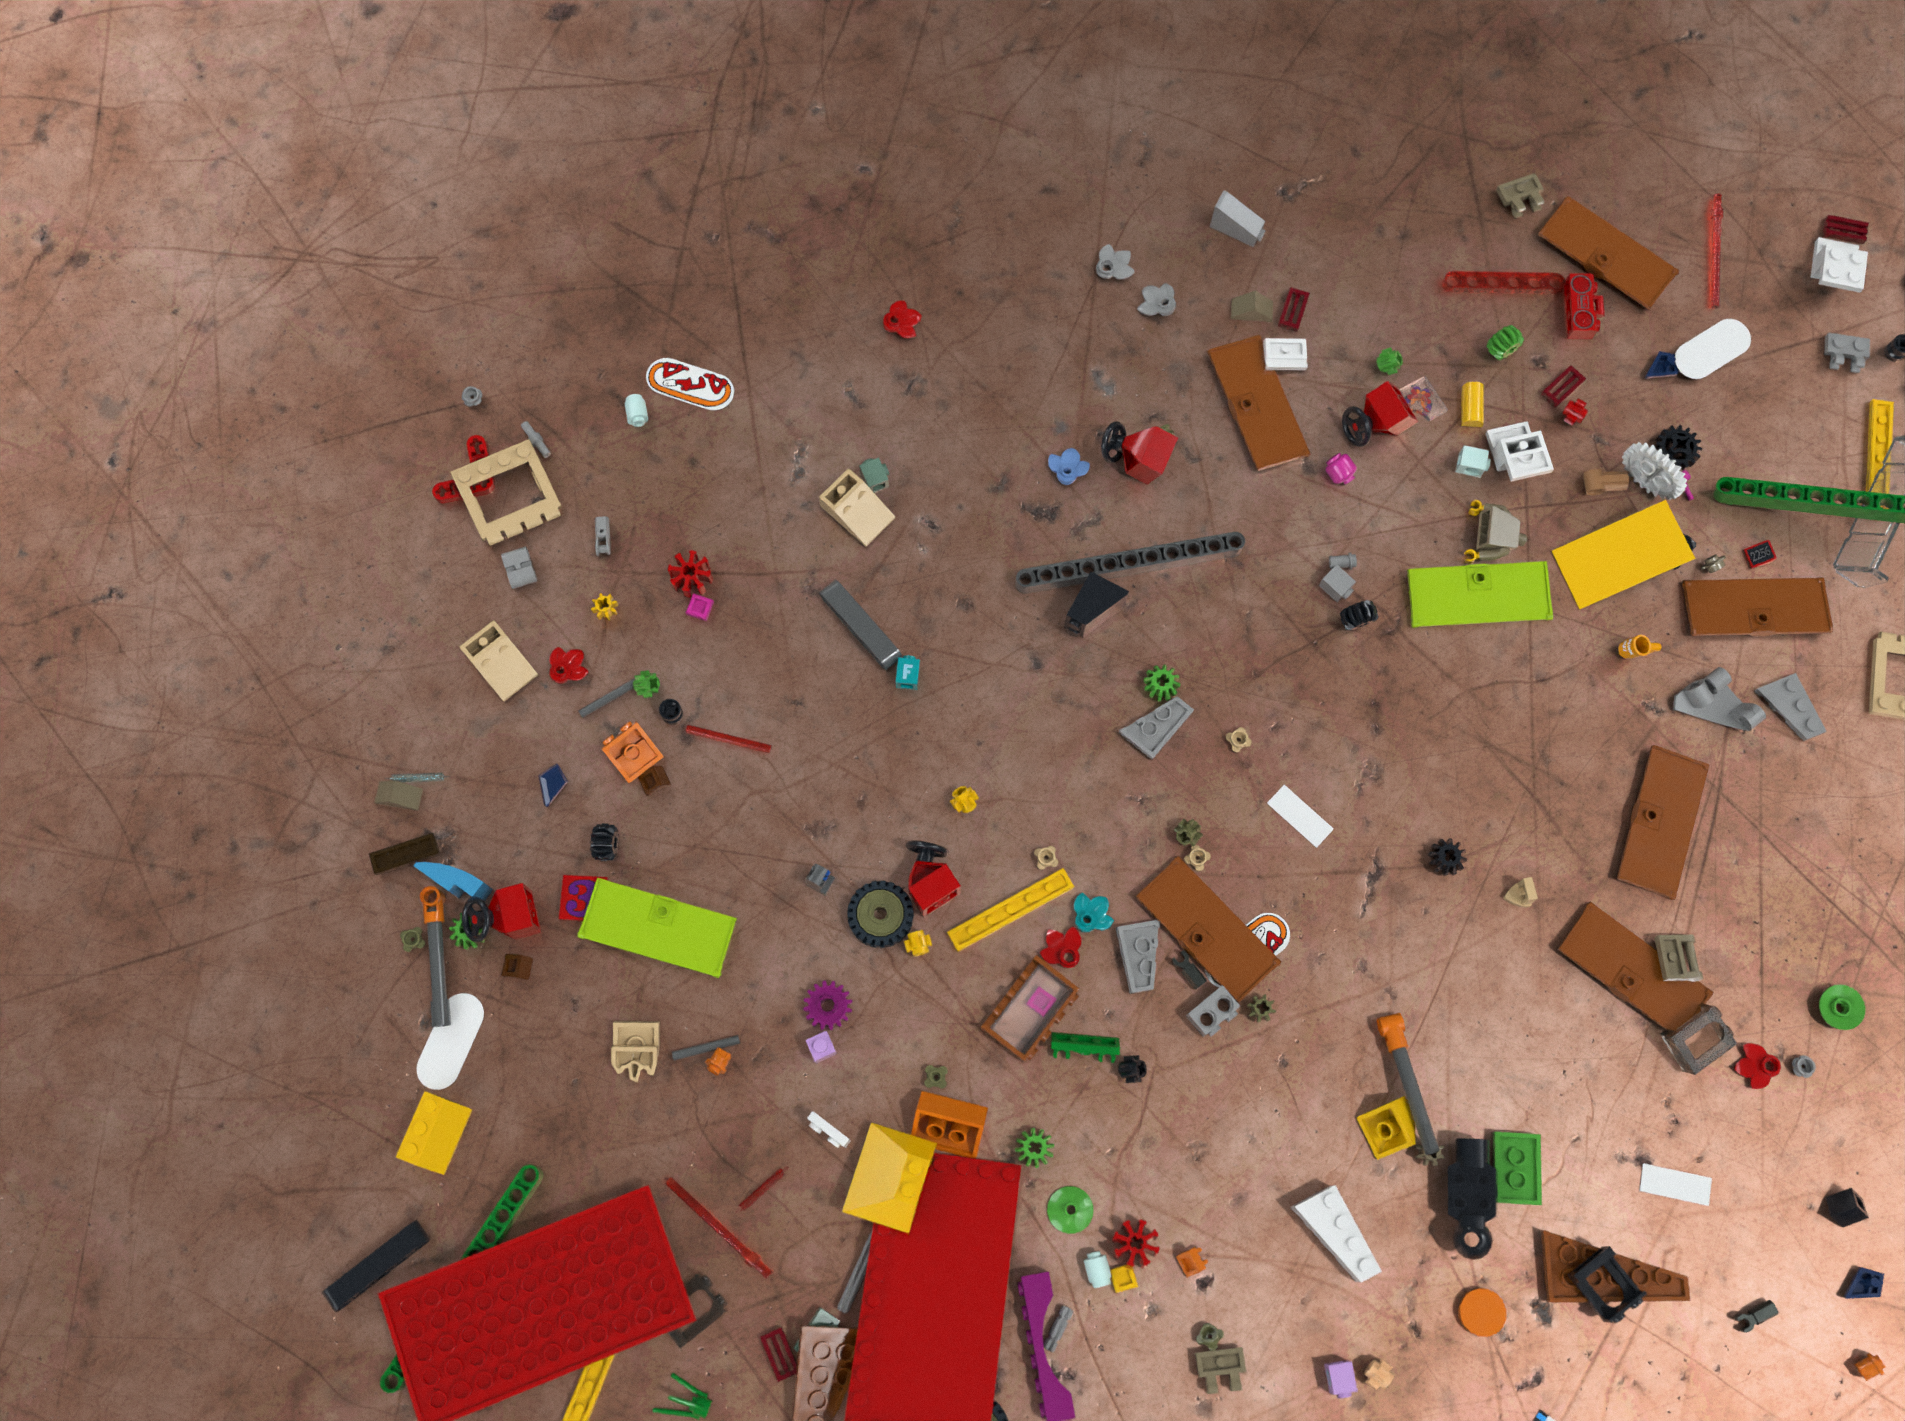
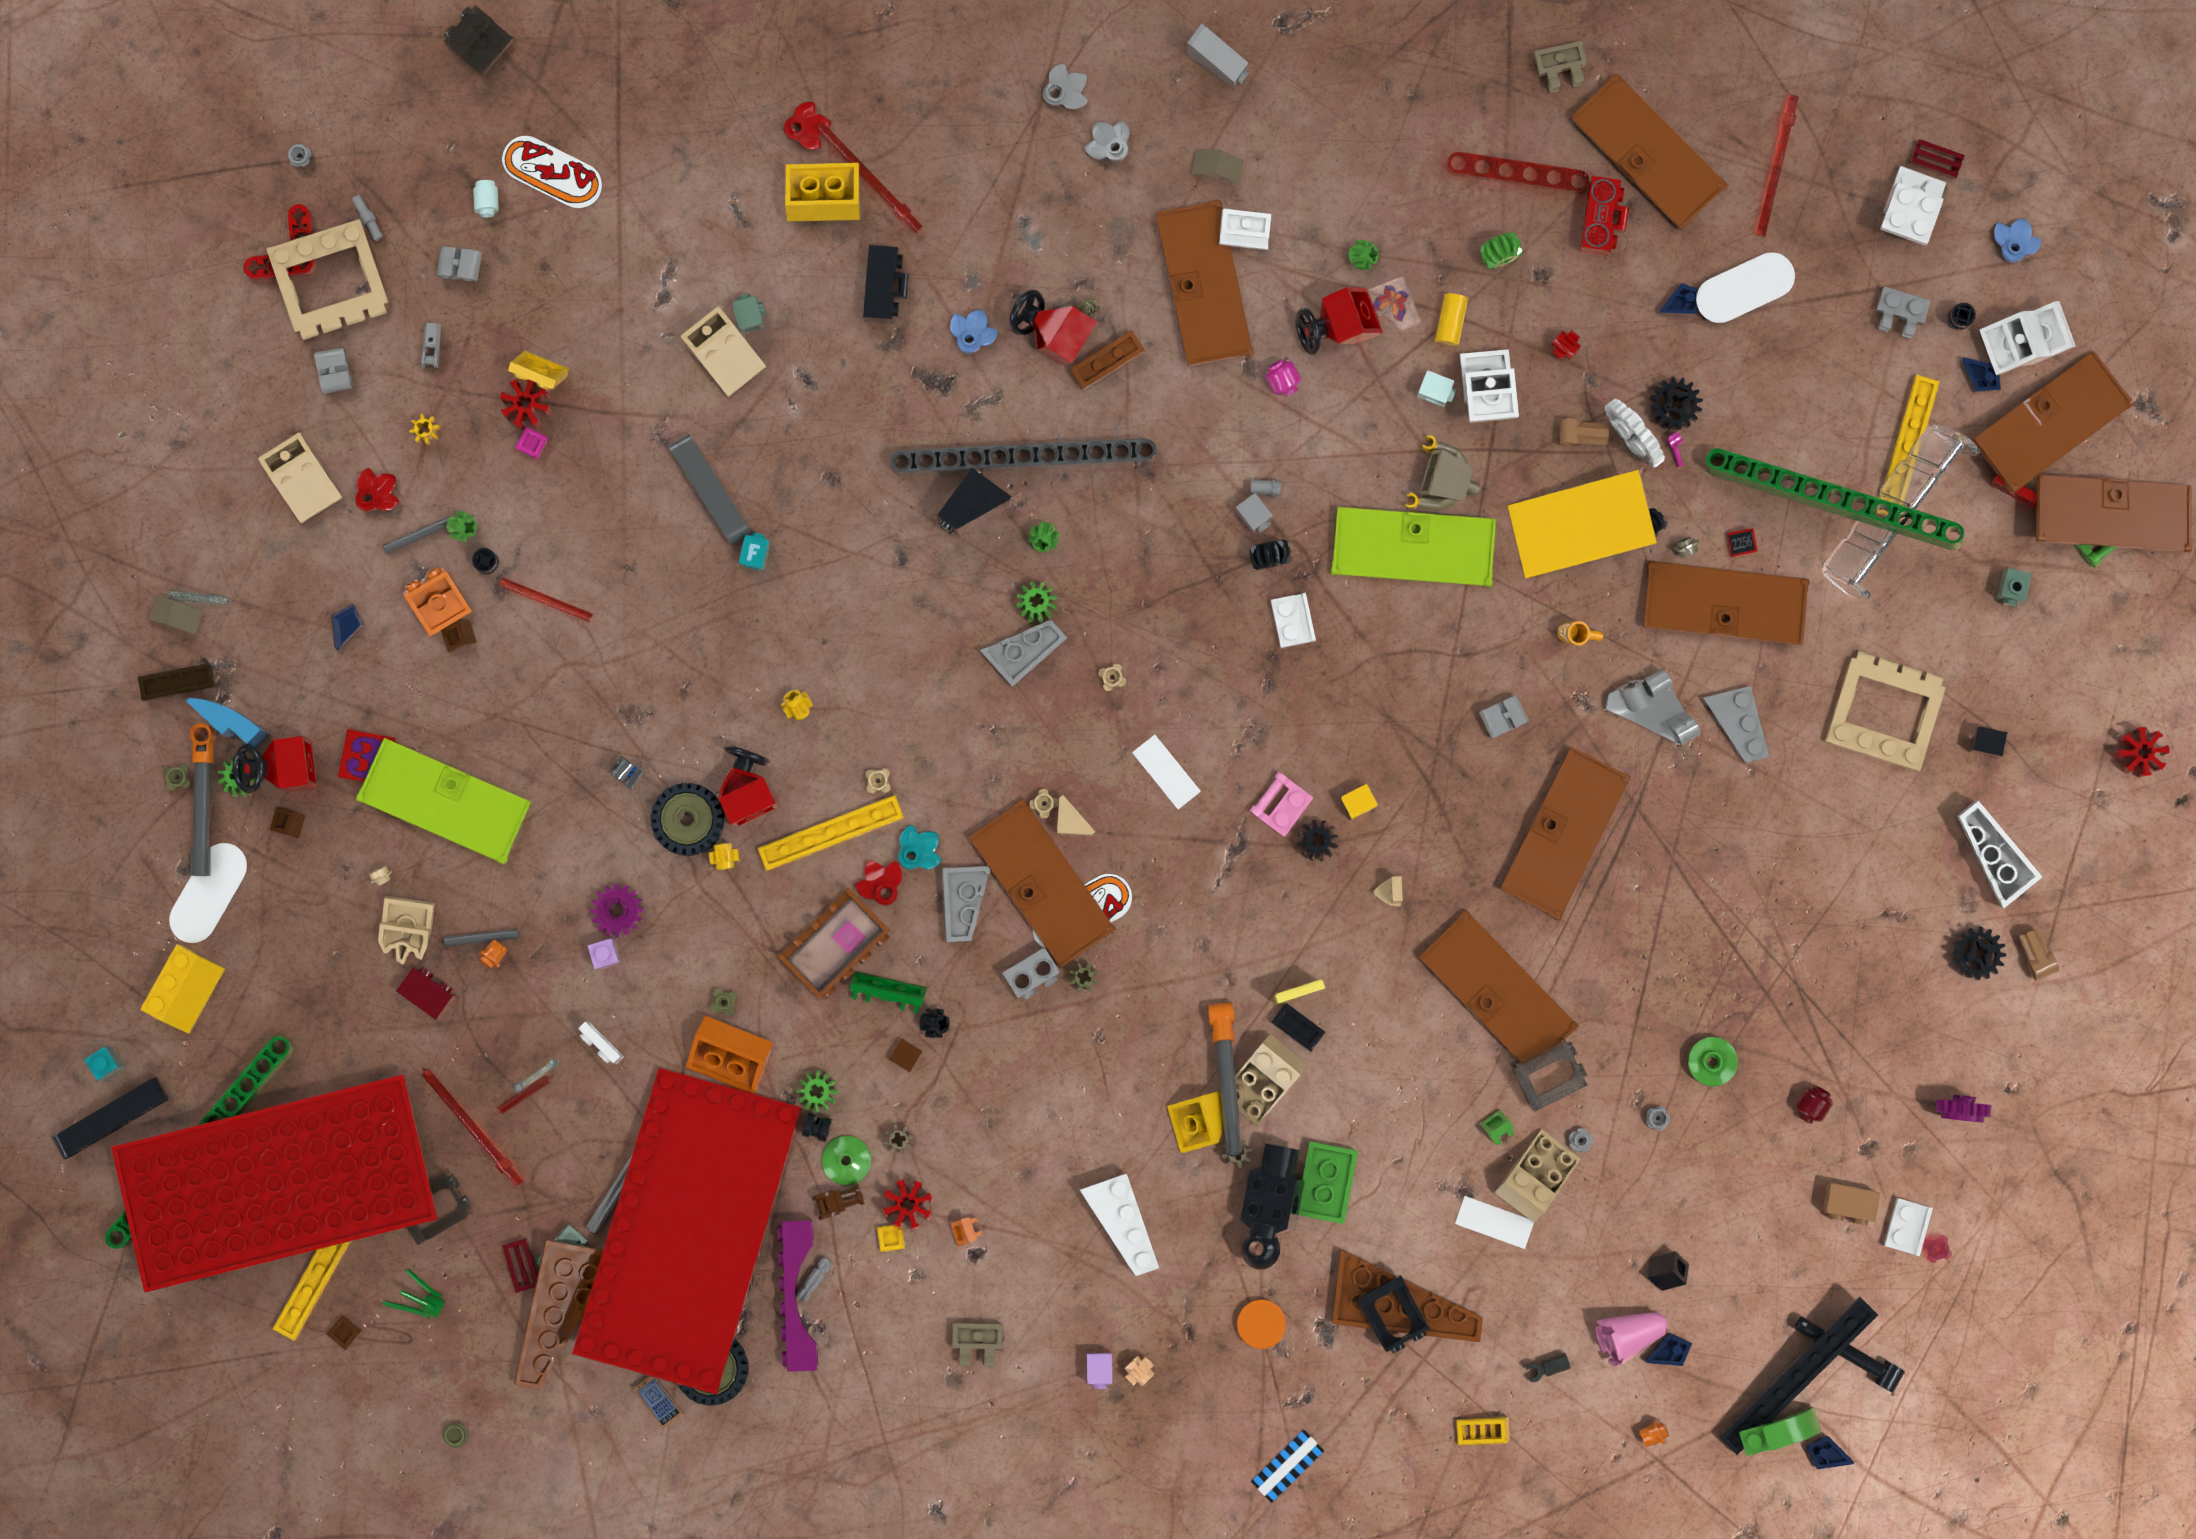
camera: 10 degrees right, 10 degrees up
(366, 1214) = (104, 1063): none -> teal brick
(604, 842) = (396, 699): black gear -> none
(607, 1003) = (380, 875): none -> tan plate
(614, 286) = (477, 39): none -> clear smoke plate
(619, 466) = (459, 264): none -> light grey piece
(661, 1106) = (426, 993): none -> dark red brick
(704, 544) = (538, 369): none -> yellow plate
(758, 1181) = (518, 1087): none -> clear light blue hinge
(889, 1177) = (658, 1101): yellow slope -> none
(924, 368) = (822, 192): none -> yellow slope
(983, 428) = (880, 276): none -> black piece
(992, 376) = (902, 211): none -> clear red bar
(1039, 1182) = (817, 1127): none -> black wheel
(1068, 1251) = (836, 1202): none -> reddish brown connector
(1097, 1269) = (864, 1225): light aqua brick -> none
(1110, 1103) = (905, 1055): none -> reddish brown tile
(1119, 1176) = (893, 1135): none -> dark tan gear
(1159, 626) = (1044, 537): none -> bright green gear
(1188, 474) = (1107, 360): none -> dark orange plate
(1188, 832) = (1037, 775): olive gear -> none
(1190, 971) = (1015, 927): pearl dark grey bar -> none
(1207, 1330) = (966, 1304): olive plate -> none
(1225, 869) = (1070, 820): none -> tan slope
(1288, 324) = (1257, 192): dark red tile -> none
(1387, 670) = (1293, 620): none -> white plate
(1414, 833) = (1287, 810): none -> bright pink plate
(1444, 1078) = (1266, 1078): none -> tan slope
(1459, 994) = (1298, 992): none -> light yellow tile
(1462, 1027) = (1298, 1027): none -> black plate
(1478, 817) = (1359, 801): none -> yellow panel
(1552, 397) = (1545, 322): dark red tile -> none
(1588, 727) = (1504, 717): none -> light grey piece
(1661, 1093) = (1497, 1126): none -> bright green tile
(1672, 958) = (1539, 984): dark tan plate -> none
(1708, 1136) = (1537, 1176): none -> tan slope
(1726, 1374) = (1504, 1424): none -> yellow slope
(1734, 1100) = (1574, 1140): none -> light grey plate
(1754, 1066) = (1605, 1110): red plate -> none
(1825, 1275) = (1629, 1335): none -> bright pink cone

